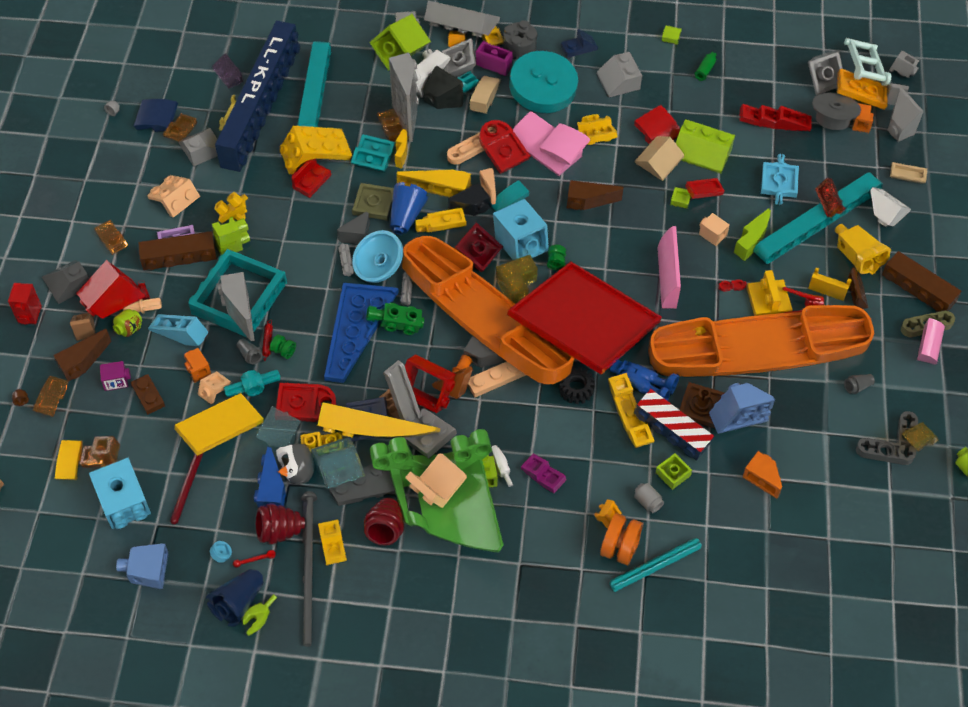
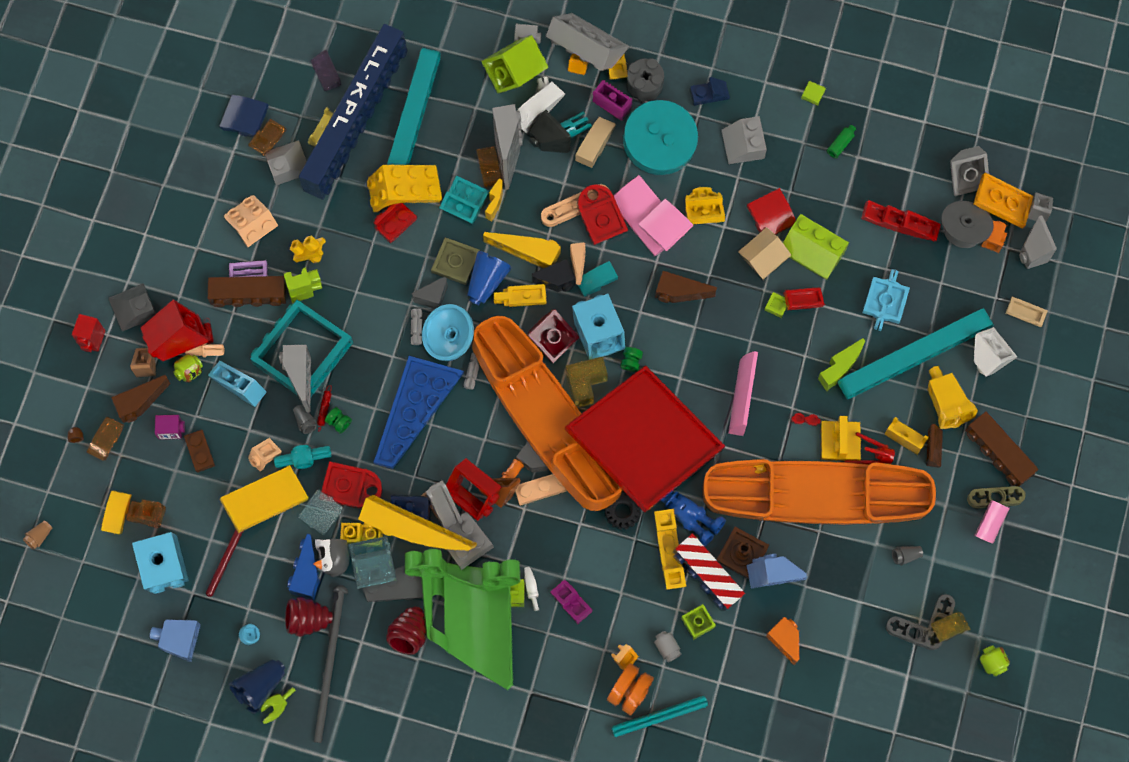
camera: 10 degrees right, 15 degrees up
(111, 237) = (182, 262): clear orange slope -> none
(112, 108) = (199, 100): light grey hinge -> none
(196, 365) = (250, 427): orange brick -> none
(270, 554) = (296, 643): red hinge -> none
(332, 542) = (356, 641): yellow slope -> none
(397, 317) = (460, 410): green brick -> none
(438, 481) = (463, 601): light nougat bracket -> none
(461, 57) = (577, 92): light grey slope -> none
(713, 229) = (801, 351): light nougat brick -> none
(829, 198) = (929, 338): clear red plate -> none
(881, 75) = (1030, 189): light aqua piece -> none
(905, 64) = (1060, 174): light grey brick -> none

